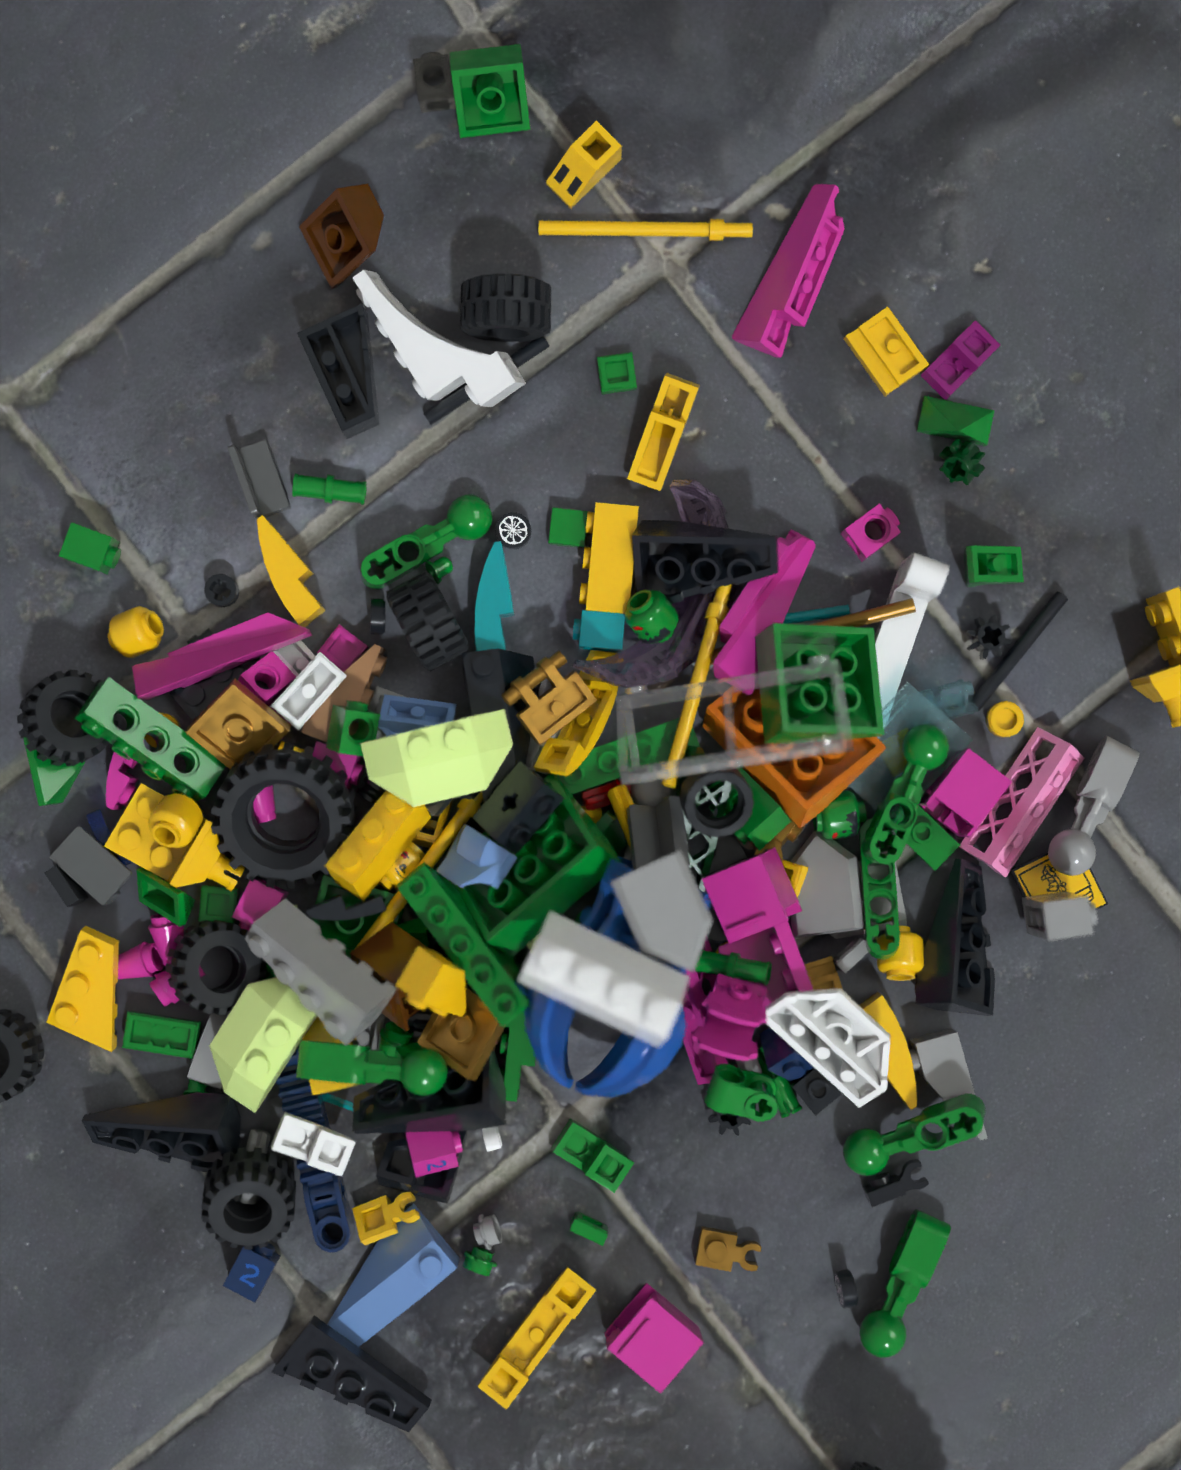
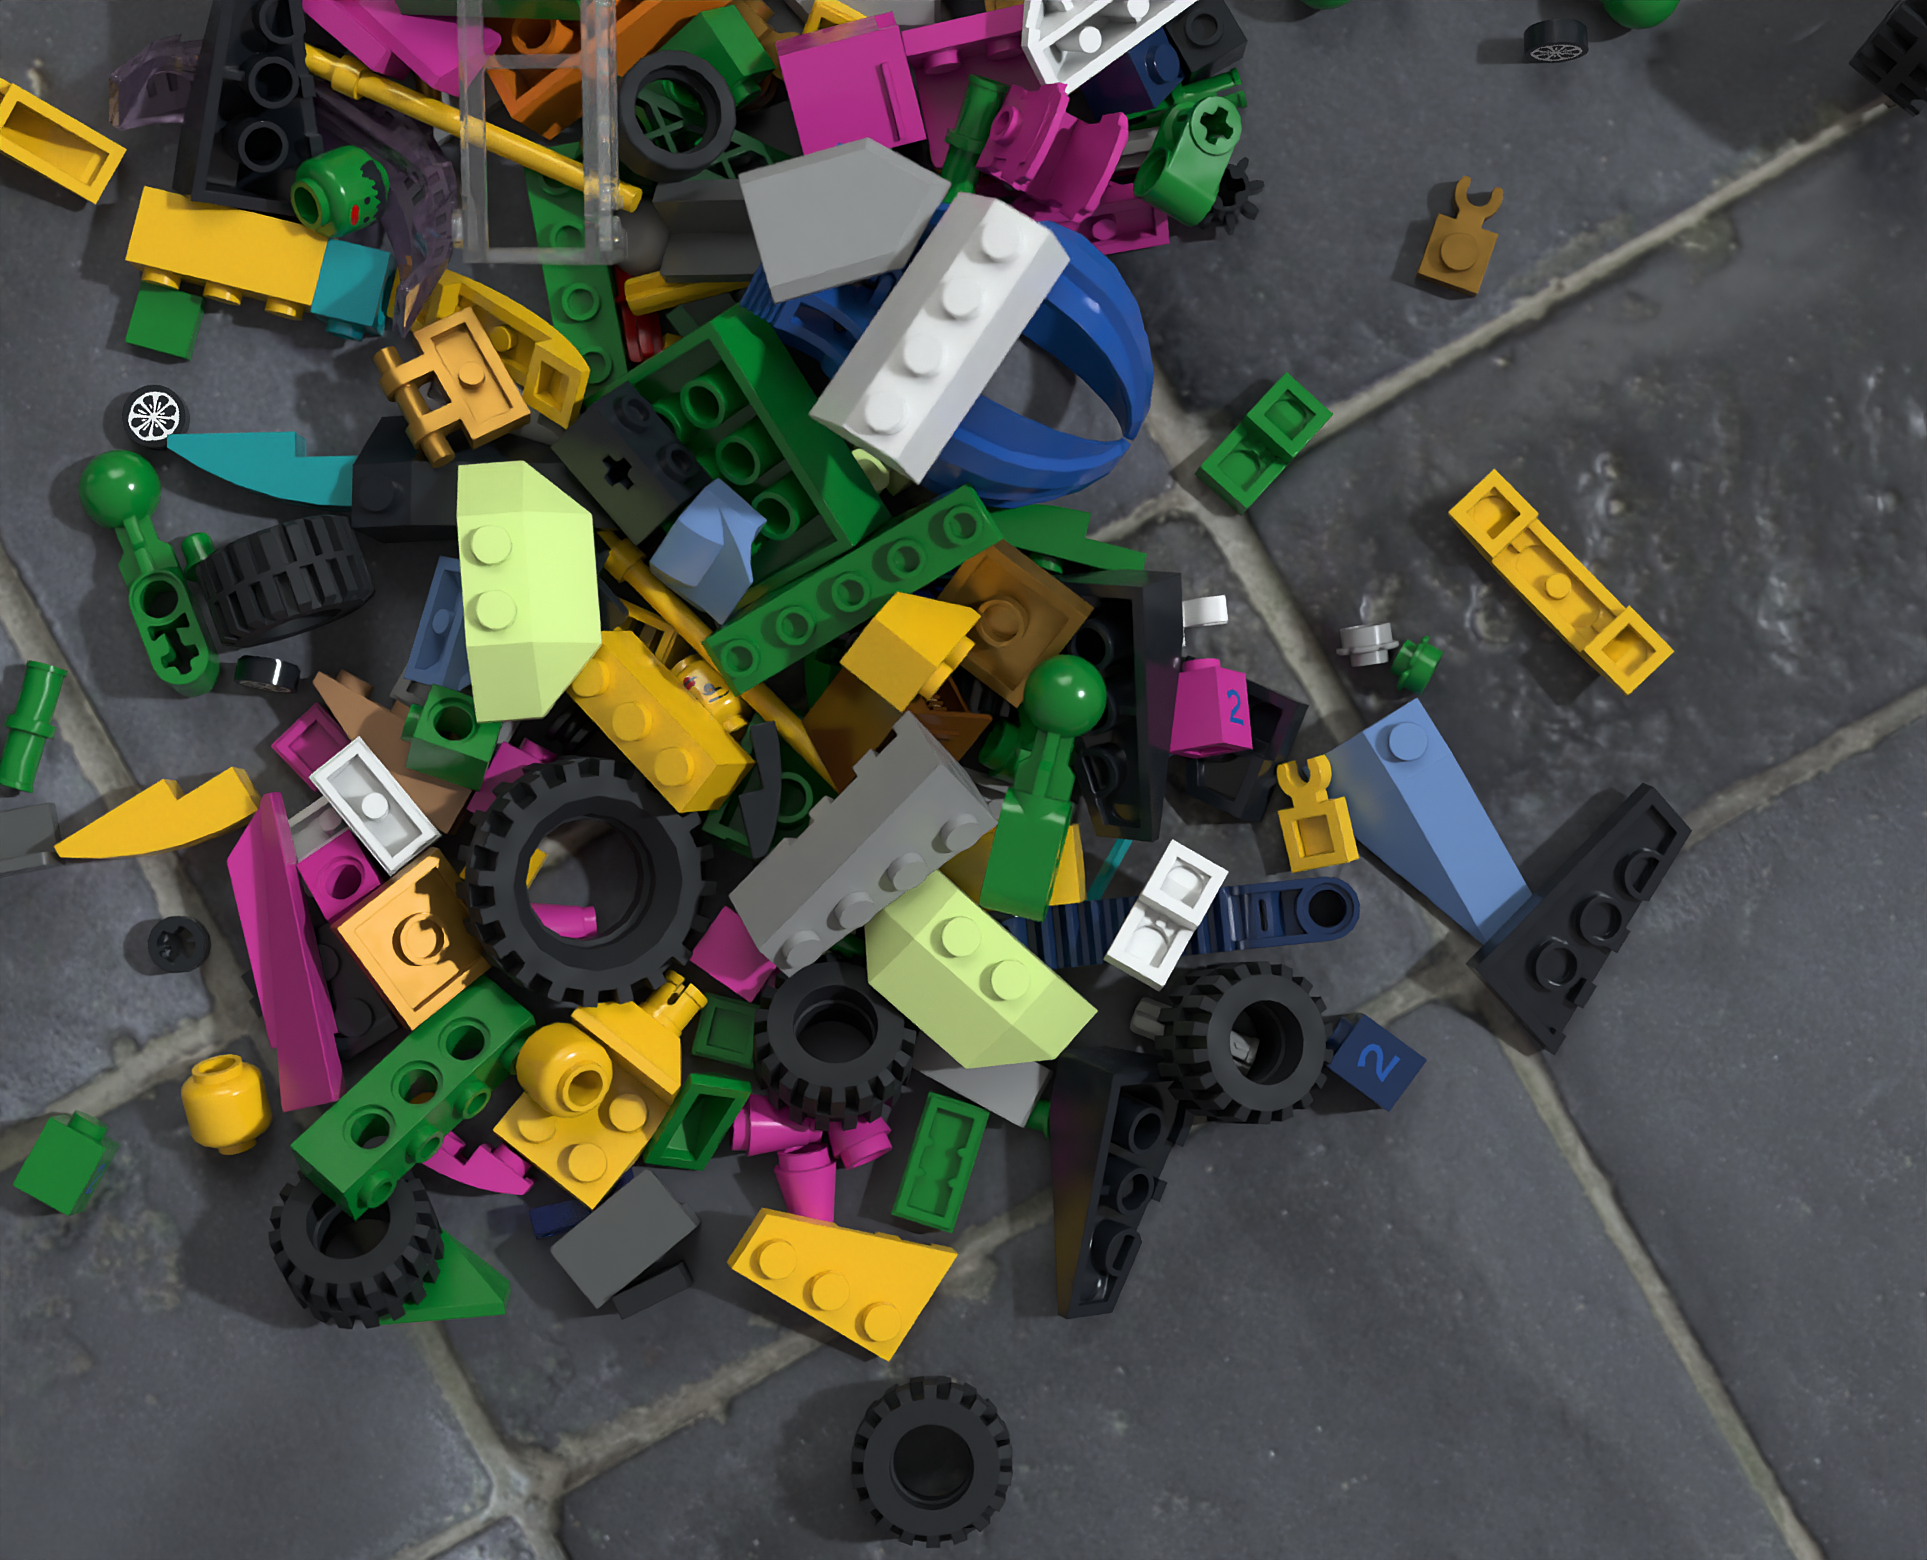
camera: 80 degrees left, 0 degrees up
(589, 1228) = (1386, 465): green tile -> none
(653, 1338) = (1589, 379): dark pink piece -> none

